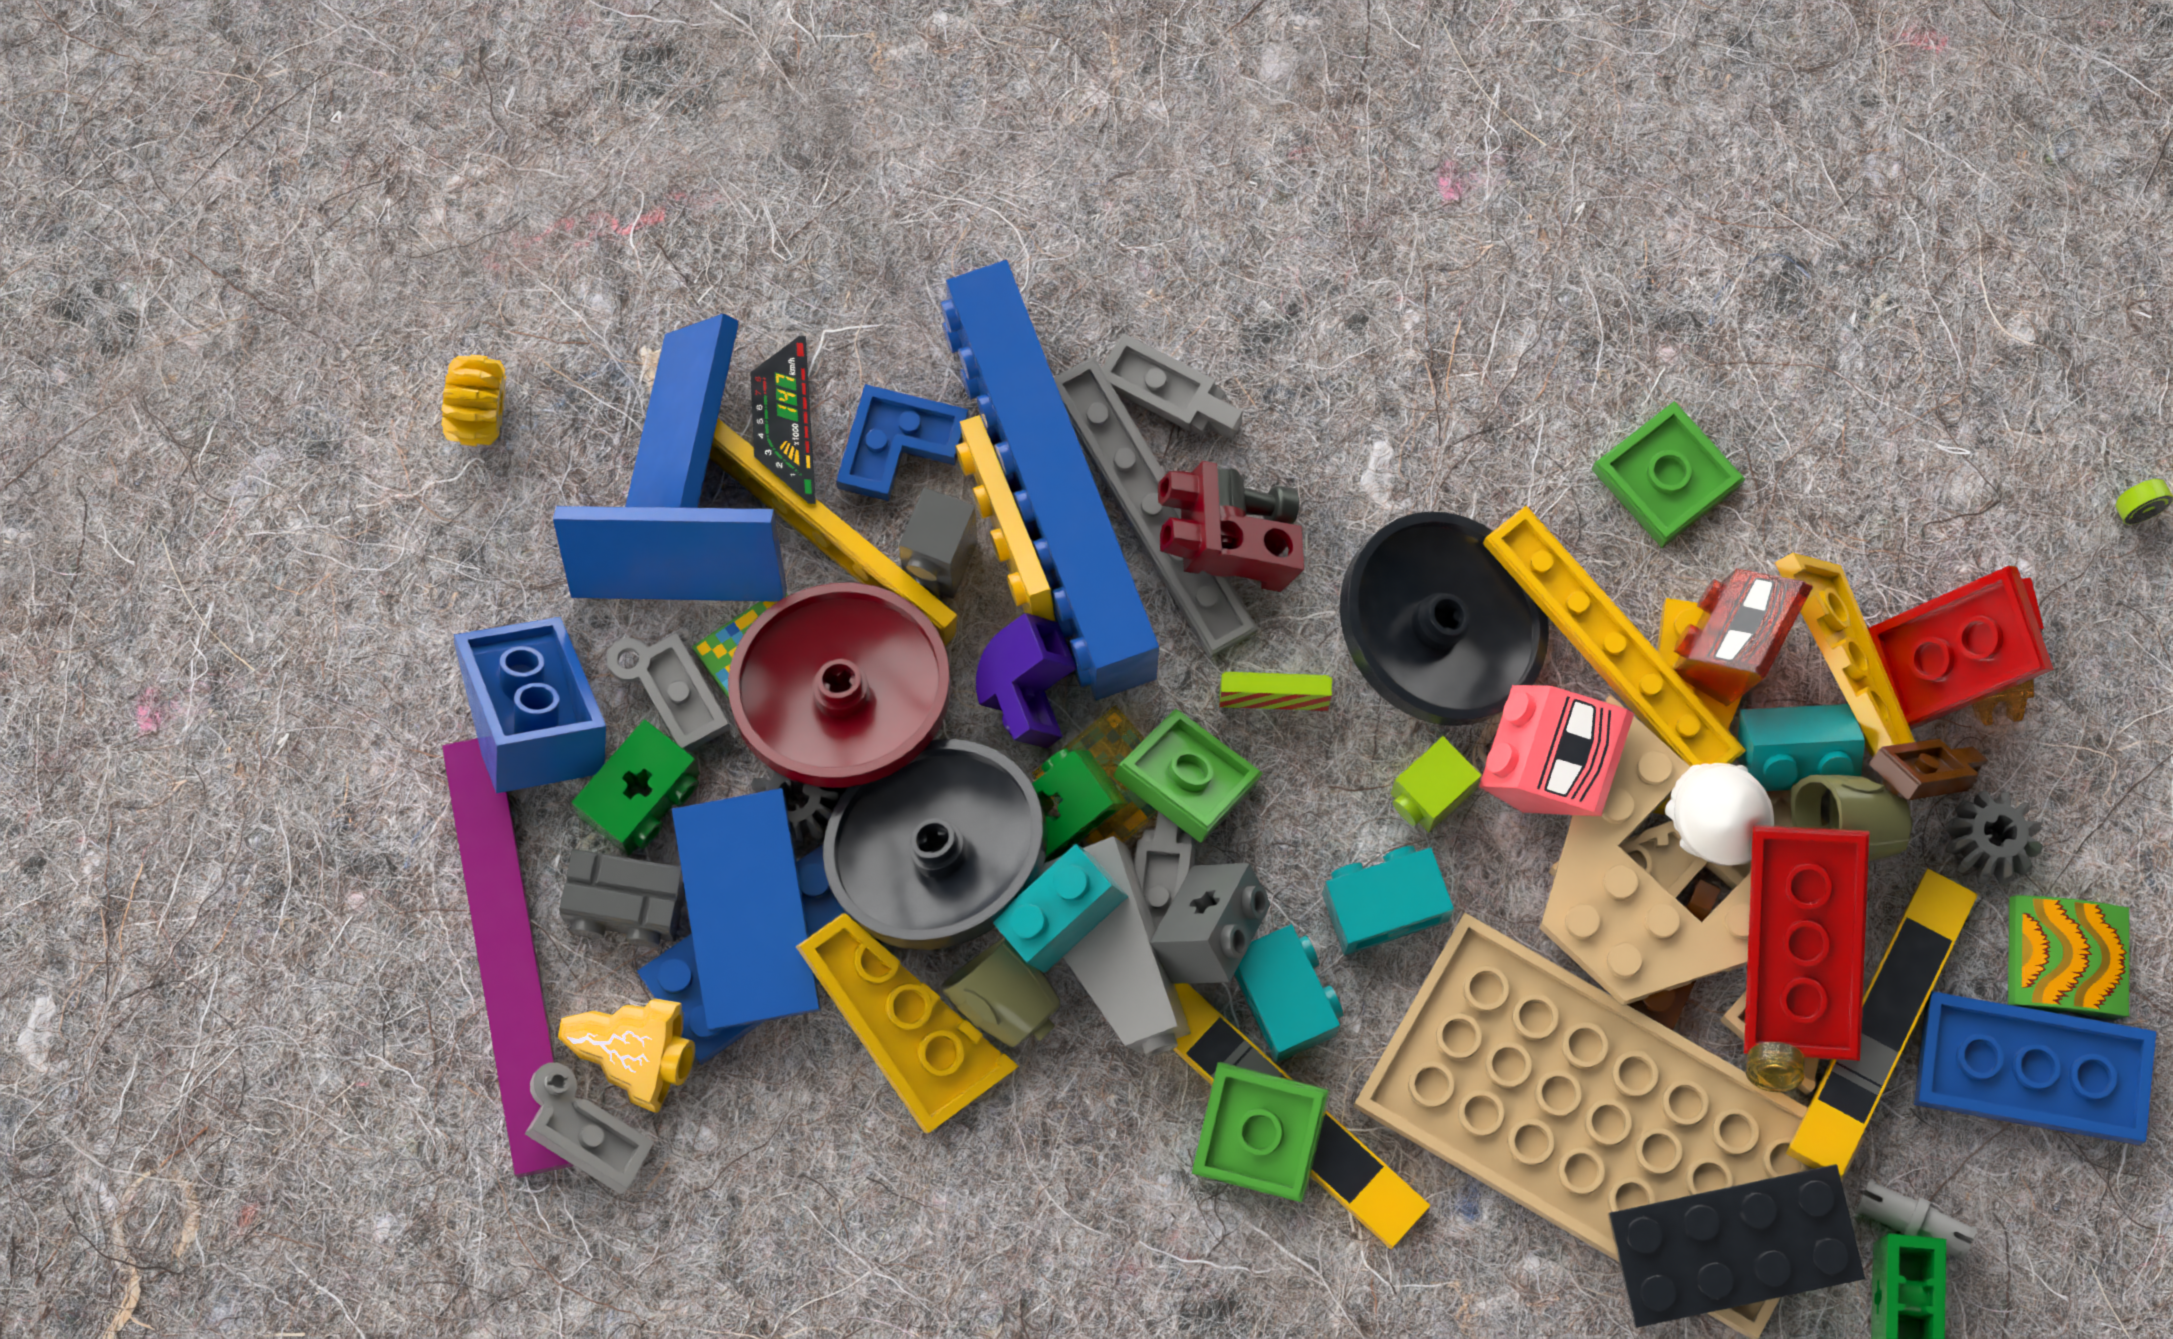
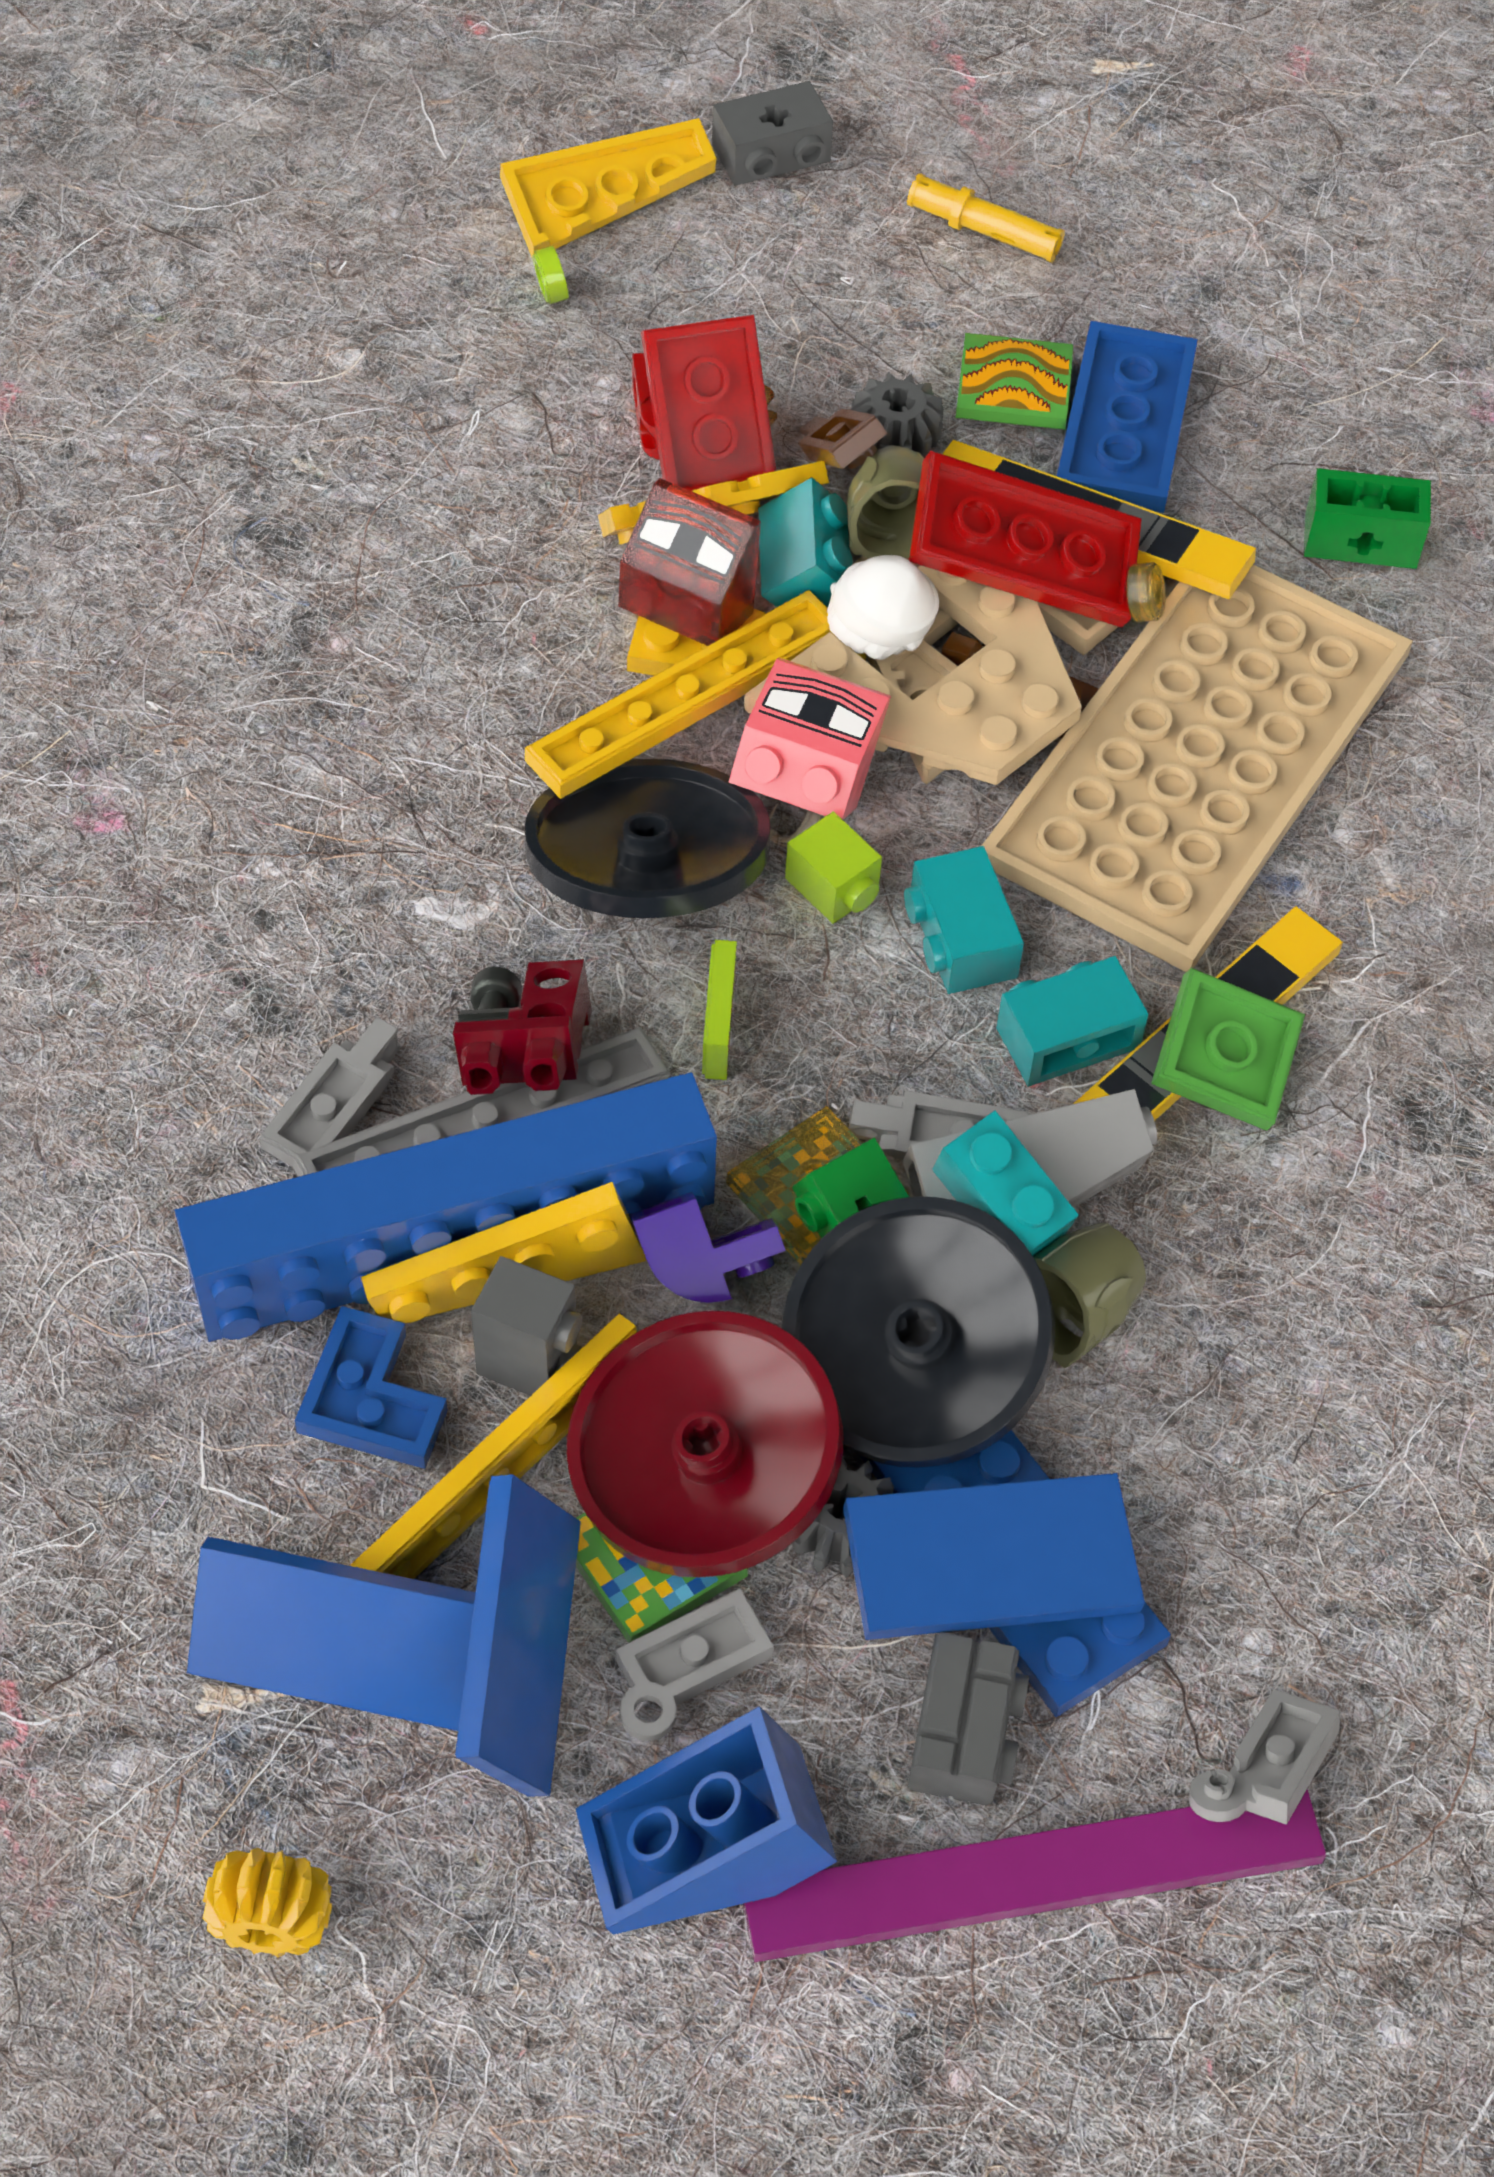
camera: 90 degrees left, 15 degrees down
(636, 1048) = (1163, 1705): yellow rock -> none
(643, 761) = (833, 1734): green brick -> none
(783, 418) = (333, 1513): black sticker -> none
(911, 1034) = (1129, 1390): yellow wing -> none
(1187, 775) = (820, 1094): bright green tile -> none
(1210, 923) = (1005, 1065): dark grey brick -> none
(1668, 474) = (482, 649): bright green tile -> none
(1736, 1246) = (1330, 641): black plate -> none
(1915, 1218) = (1282, 516): light grey pin -> none

